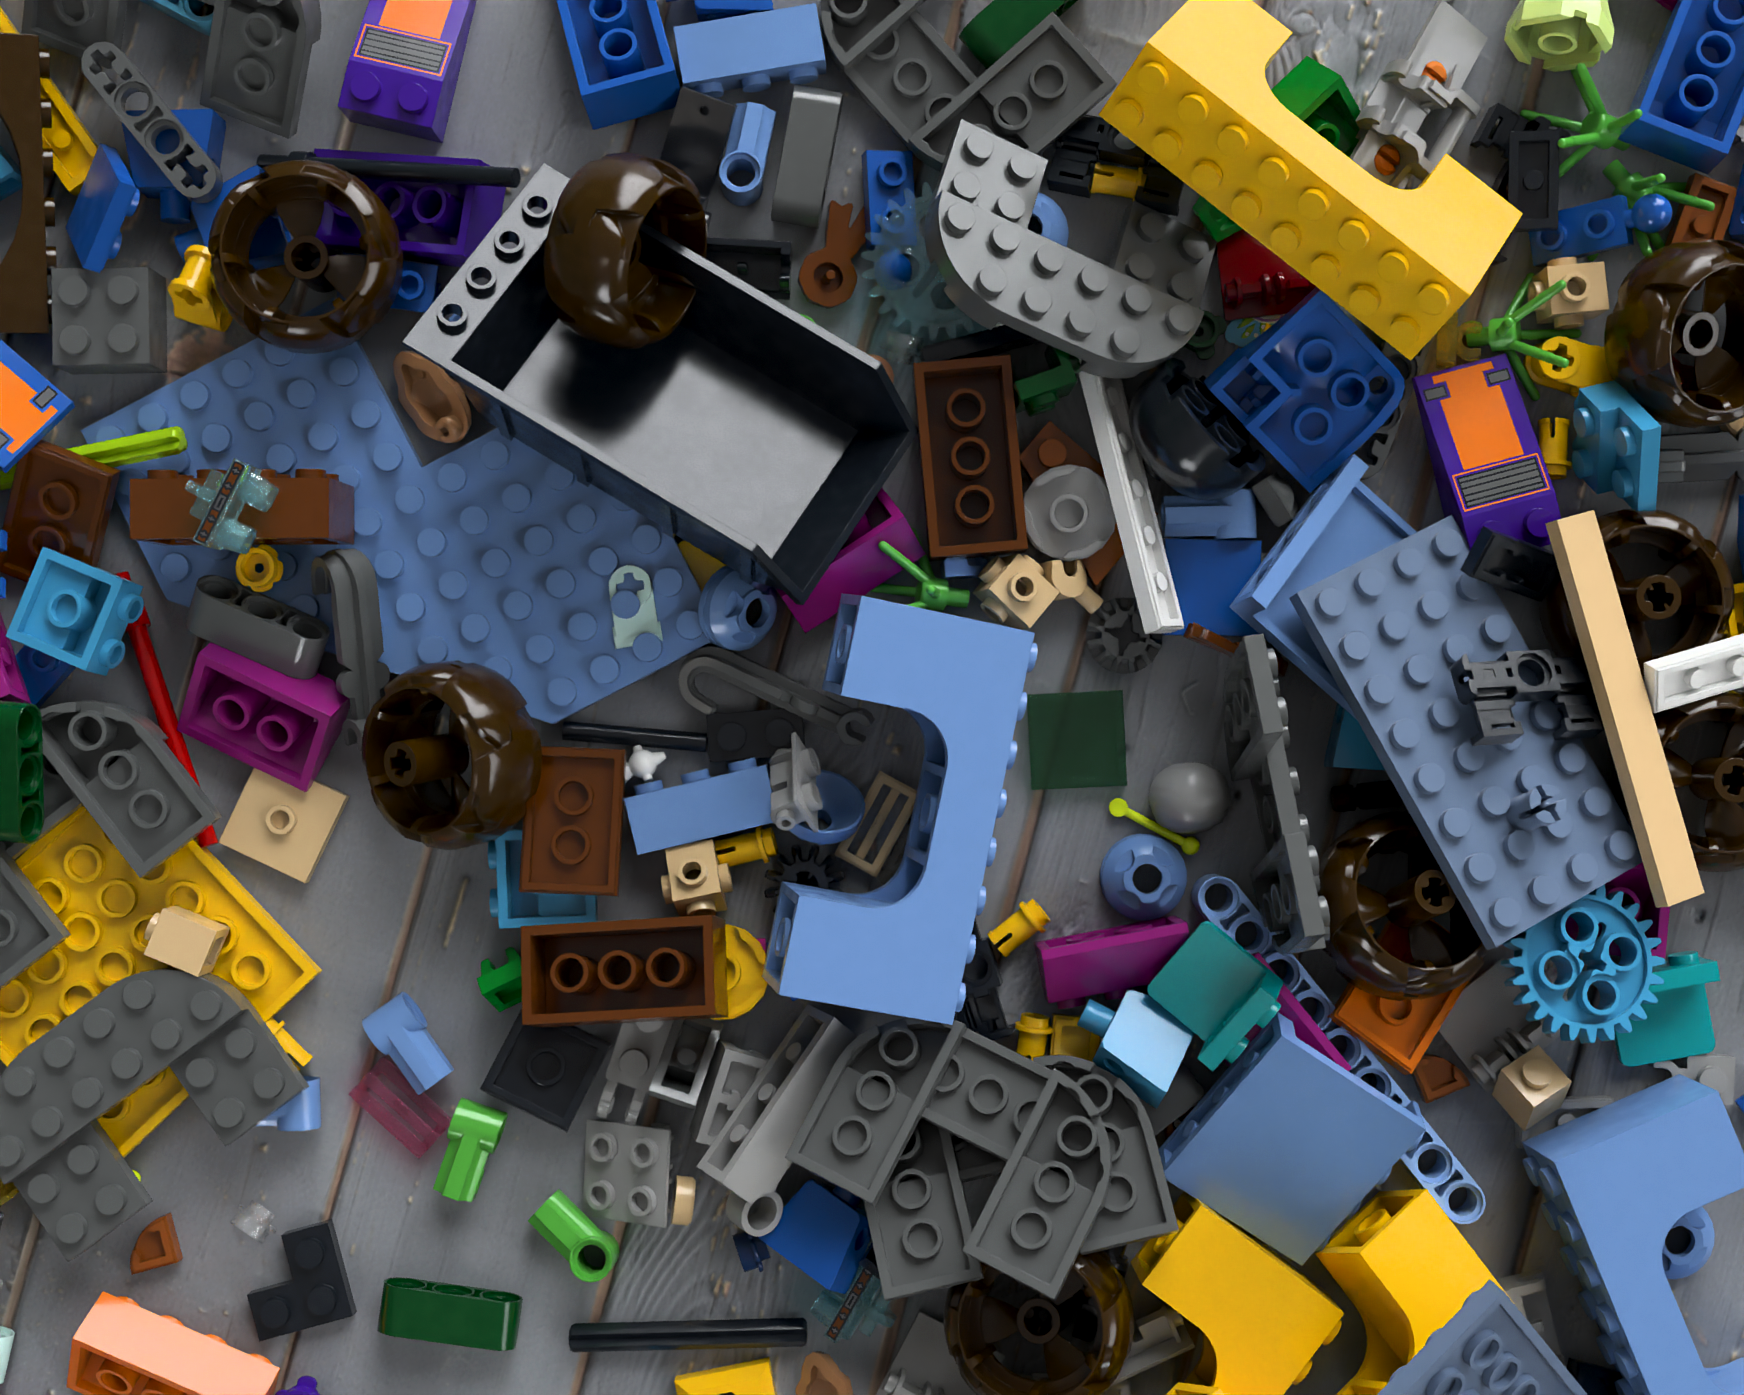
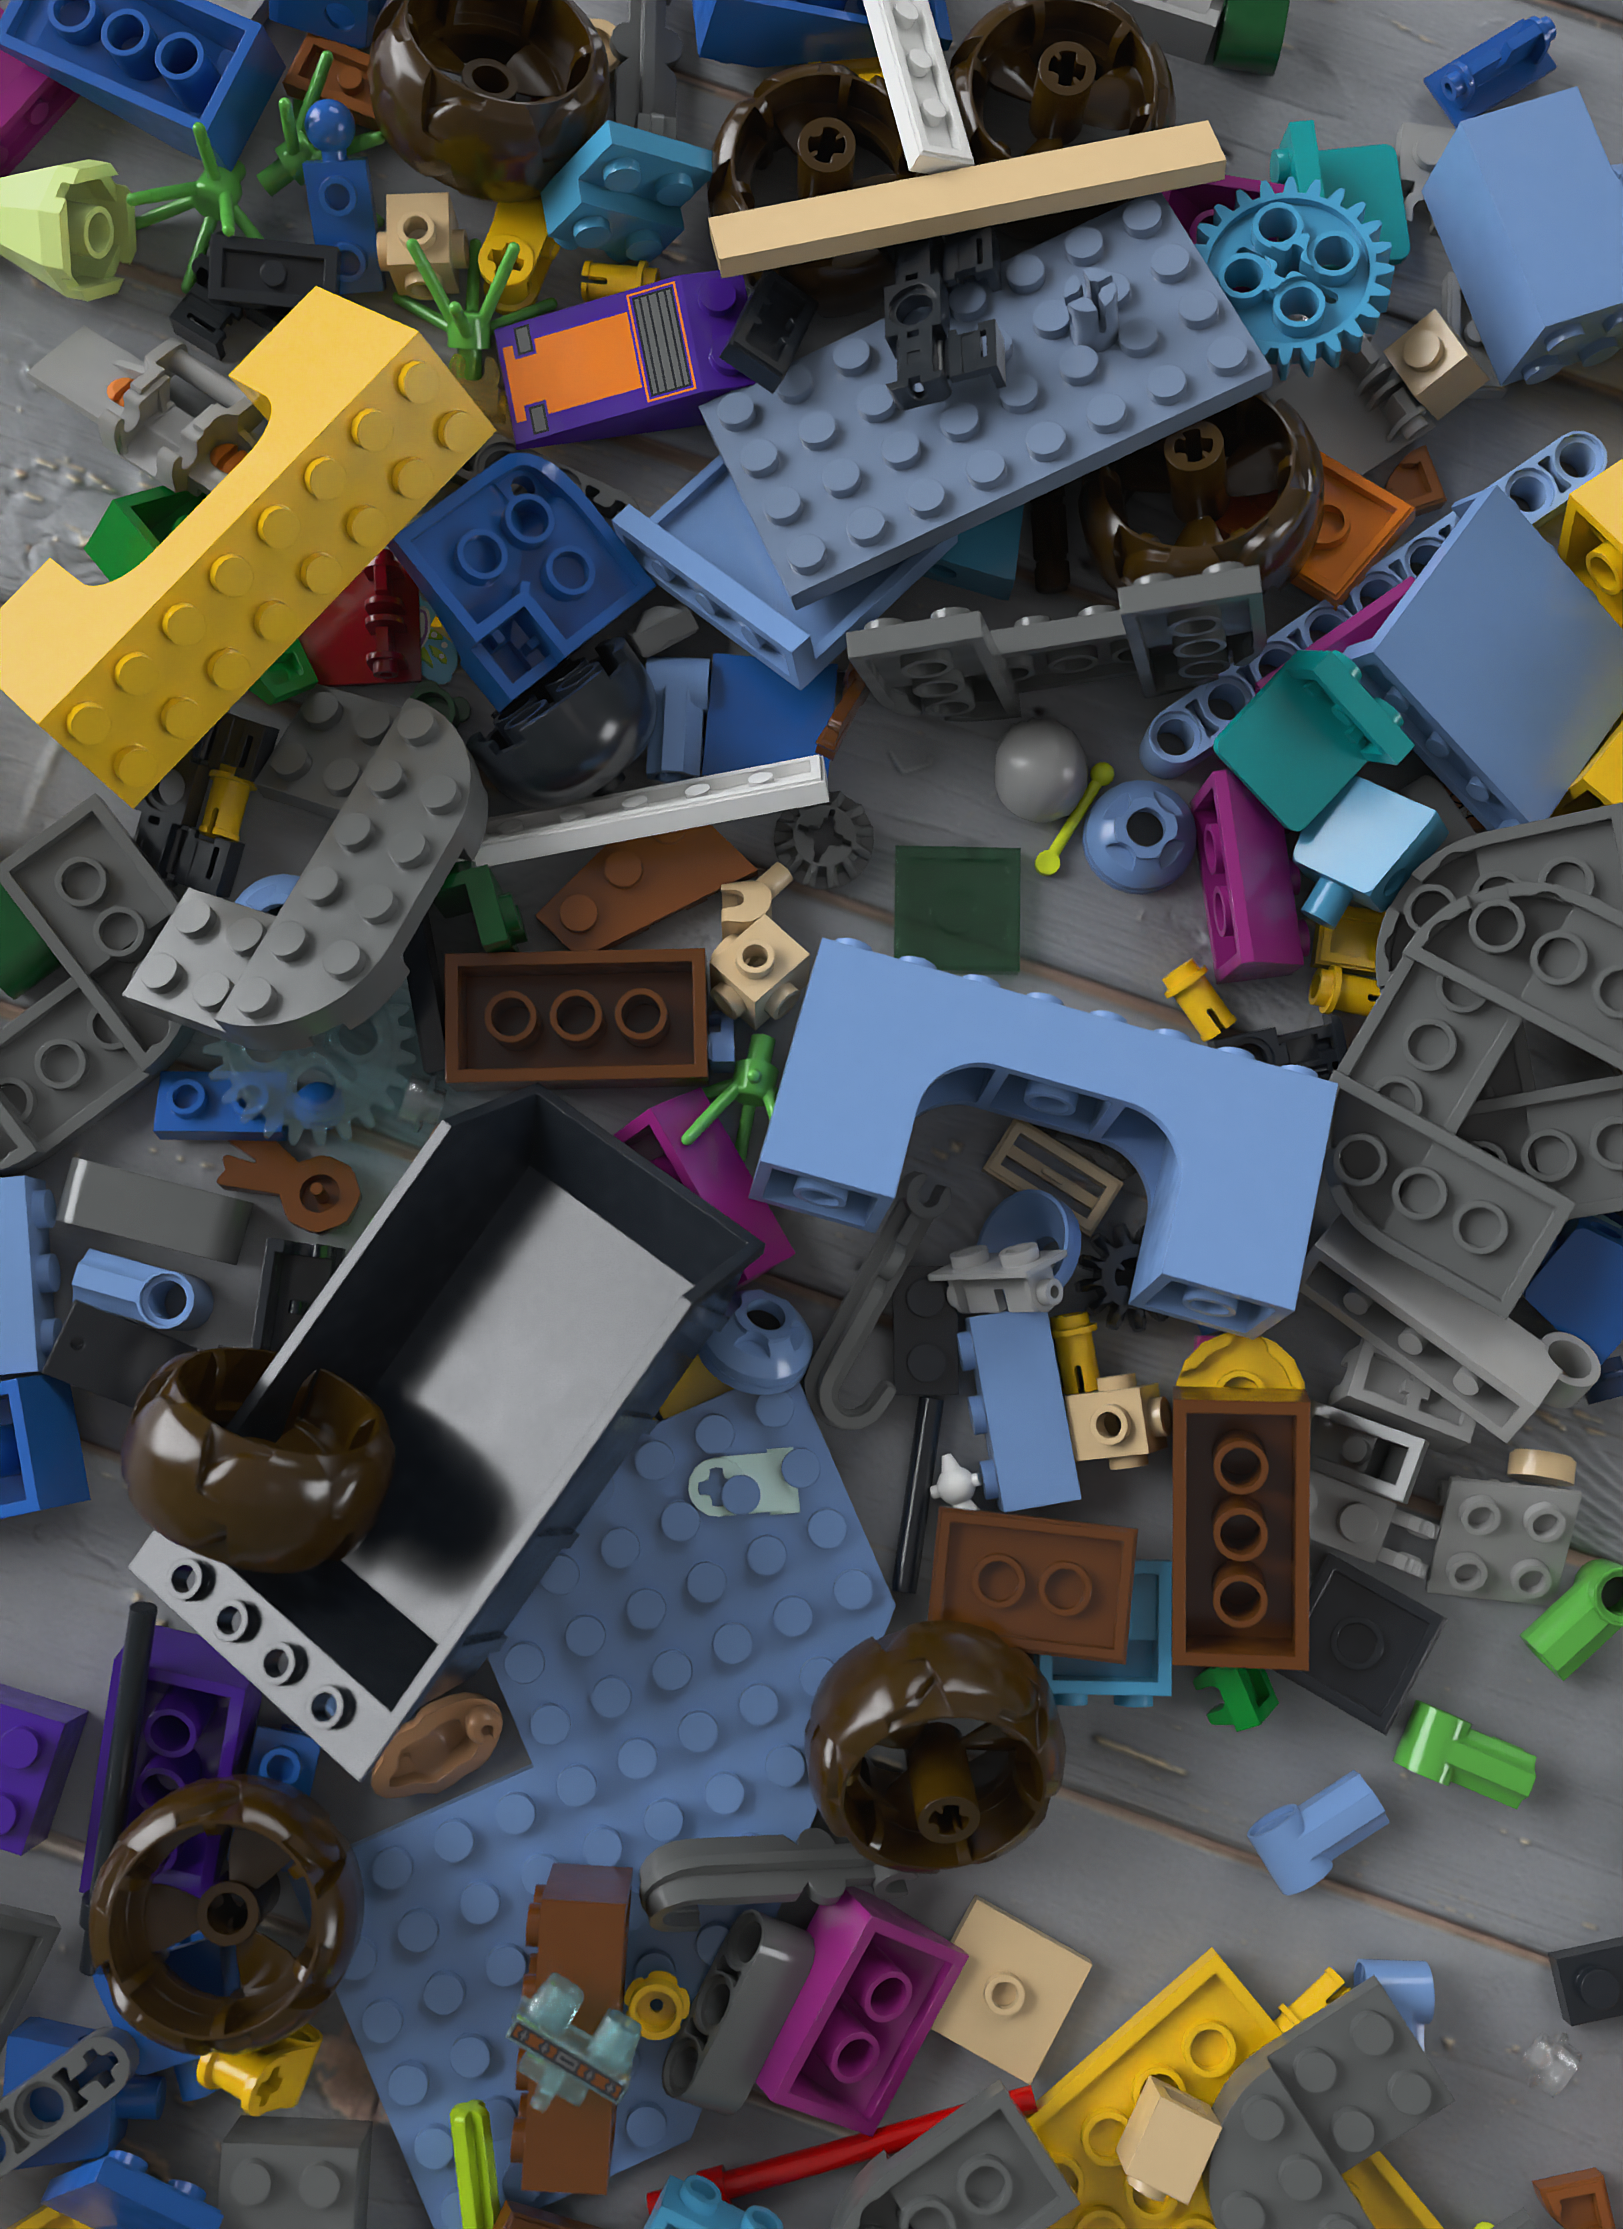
camera: 90 degrees left, 5 degrees down
(387, 1120) = (1420, 1865): clear pink tile -> none
(1069, 512) = (659, 893): light grey tile -> none

